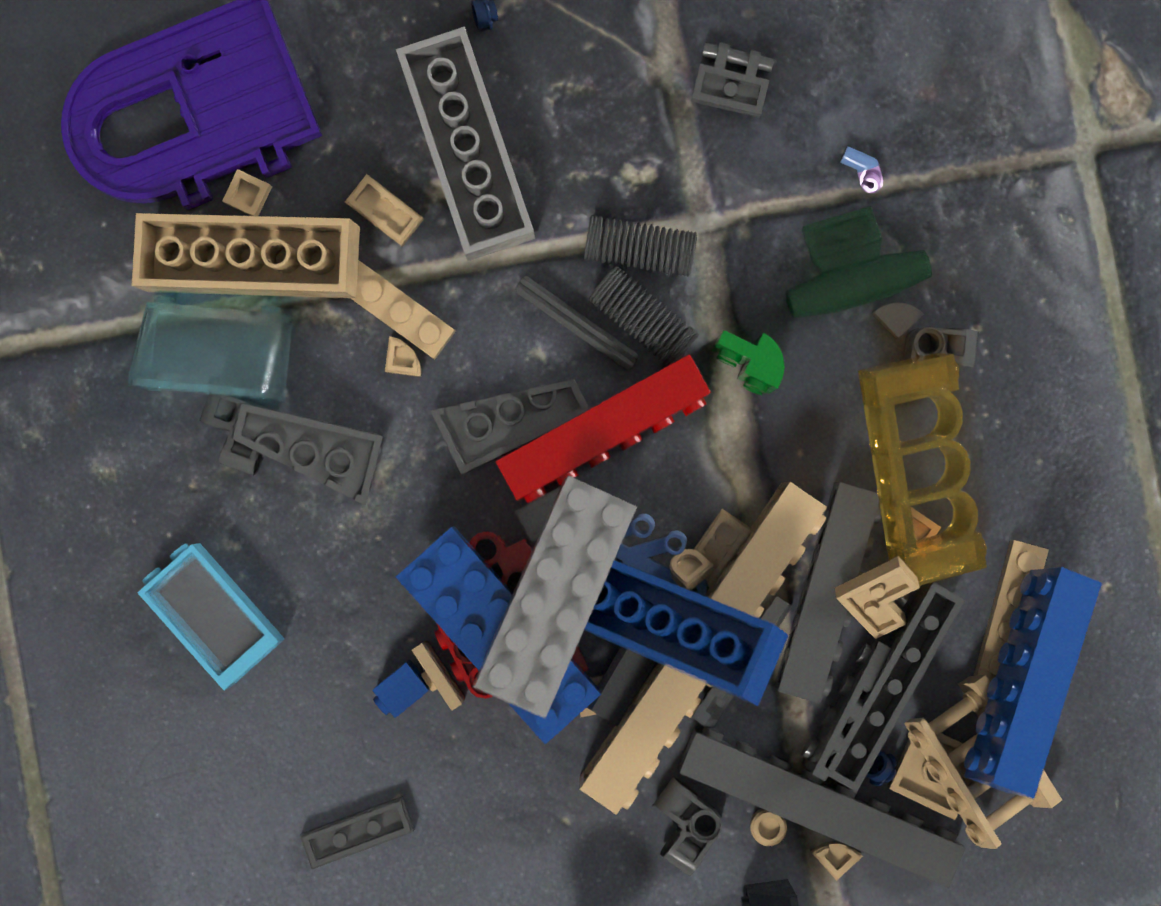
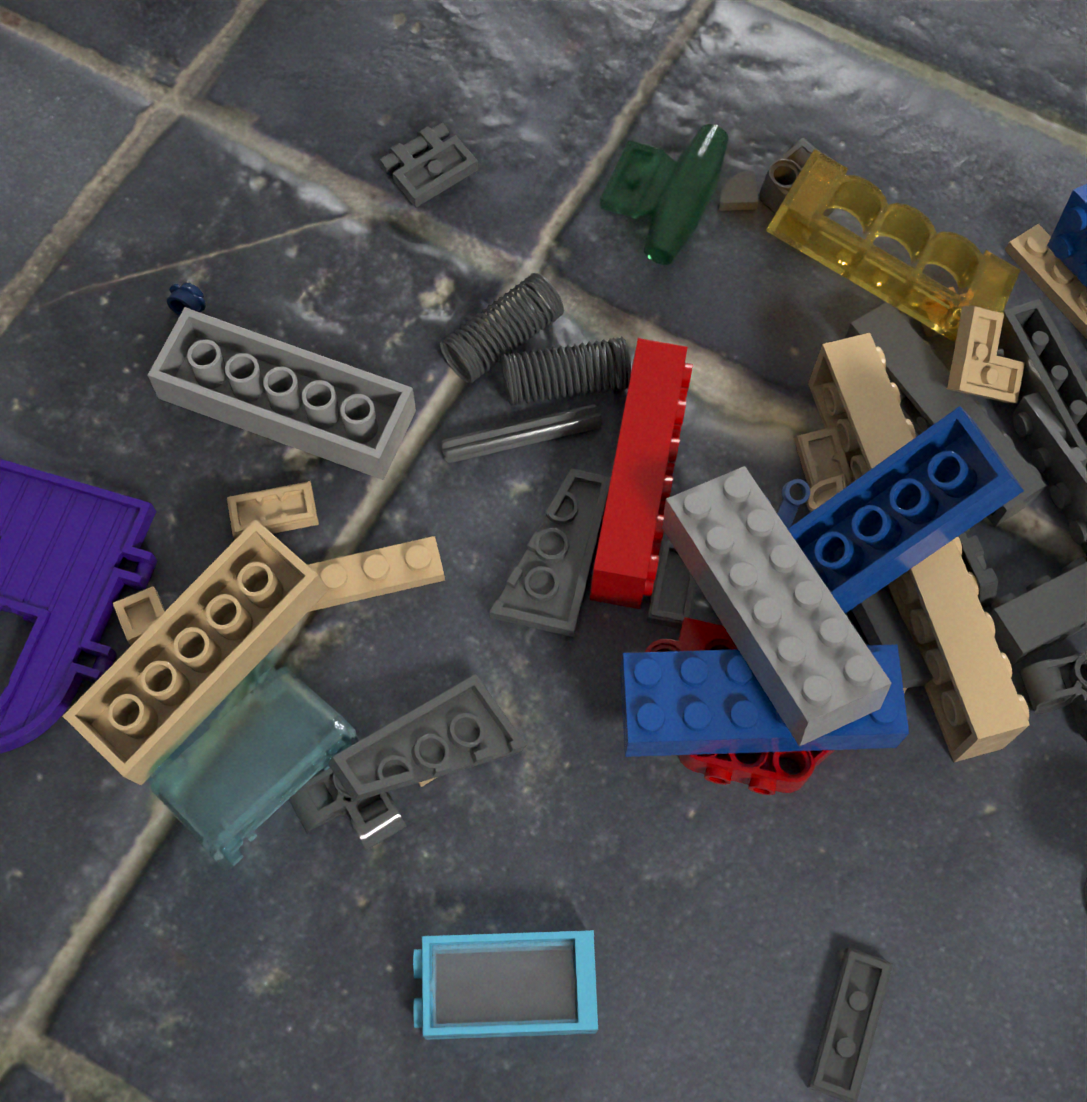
camera: 50 degrees left, 20 degrees down
(400, 690) = (737, 855): blue brick -> none
(402, 359) = (419, 605): tan tile -> none
(437, 676) = (751, 808): tan plate -> none
(761, 361) = (686, 309): green brick -> none
(866, 167) = (592, 125): arm -> none

